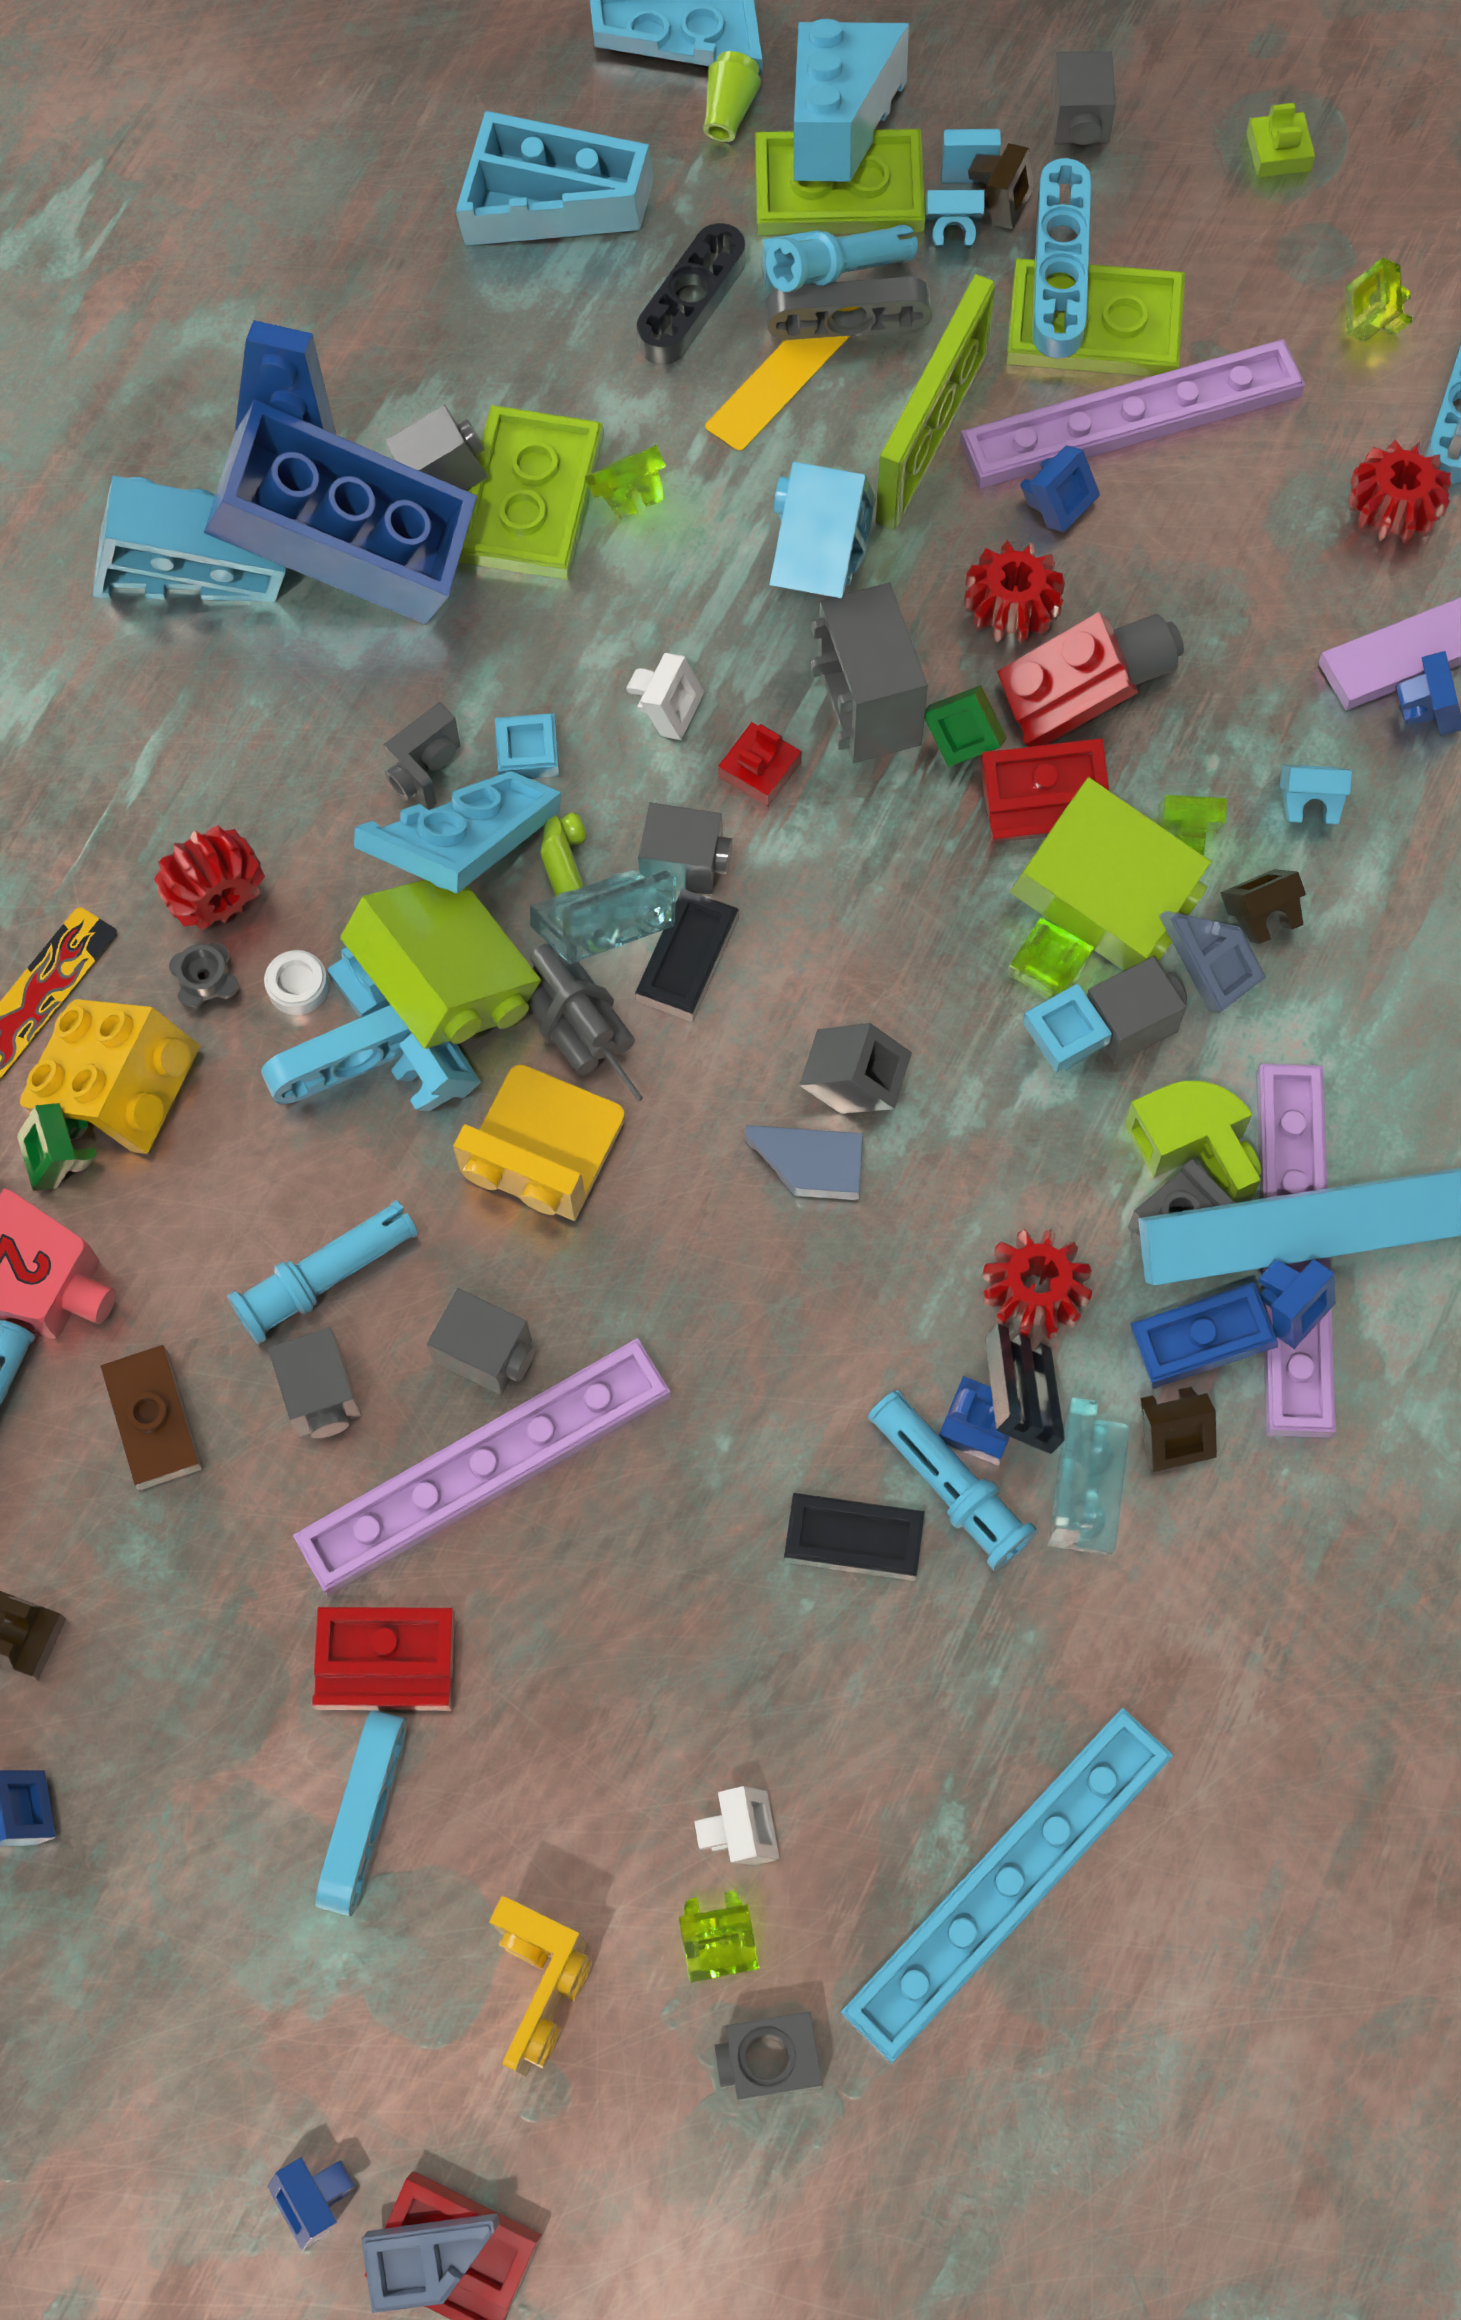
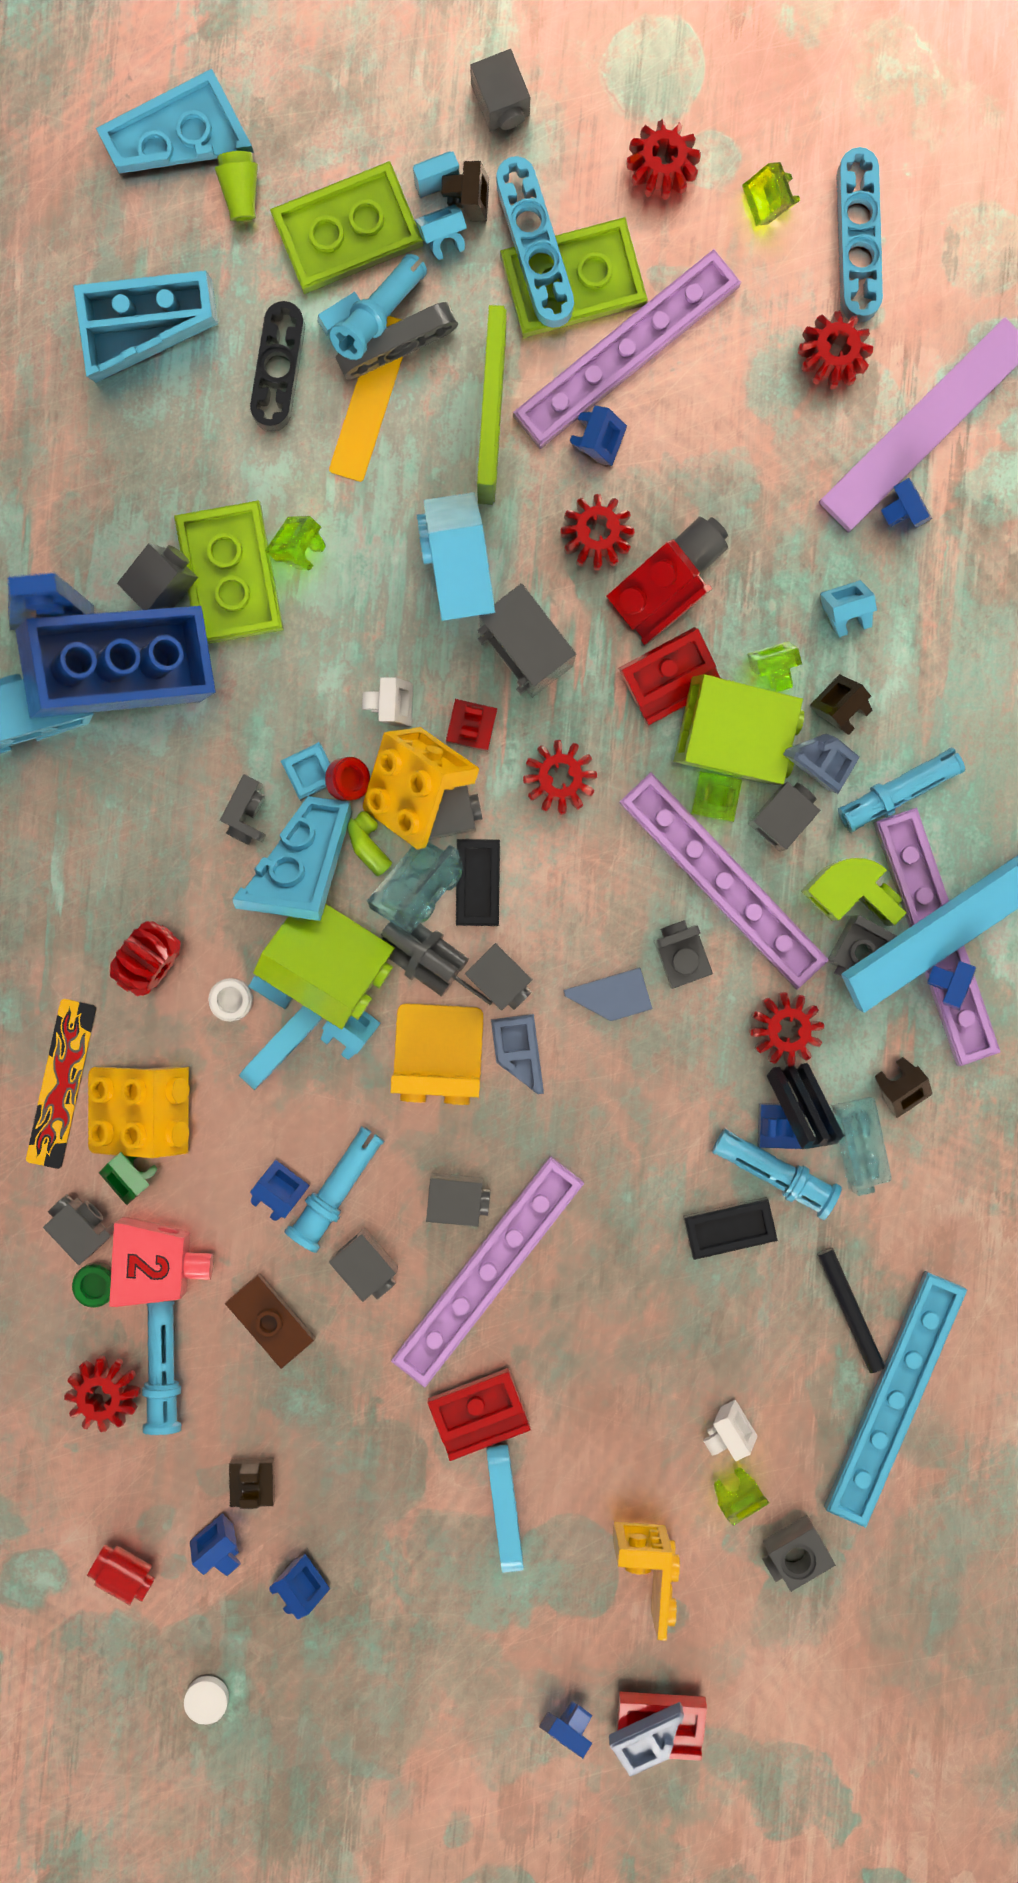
camera: 25 degrees left, 20 degrees up
(201, 958) = (156, 1019): dark grey plate -> none
(245, 1239) = (278, 1190): none -> blue tile
(571, 766) = (347, 778): none -> red tile
(646, 786) = (411, 780): none -> yellow bracket
(653, 1183) = (518, 1049): none -> sand blue tile
(666, 1074) = (500, 978): none -> dark grey brick
(843, 92) = (324, 158): medium azure wedge -> none
(847, 877) = (574, 773): none -> red gear
(855, 1068) = (622, 931): dark grey brick -> none
(928, 1137) = (682, 954): none -> dark grey bracket
(964, 726) = (601, 650): green tile -> none
(988, 1724) = (851, 1310): none -> black bar
(1022, 1077) = (723, 881): none -> lavender tile
(1067, 1028) = (746, 849): medium azure tile -> none
(1204, 1335) = (900, 1021): blue plate -> none
(1255, 226) = (677, 153): none -> red gear
(1280, 142) = (656, 73): lime tile -> none
(1293, 1037) = (887, 797): none -> medium azure pin

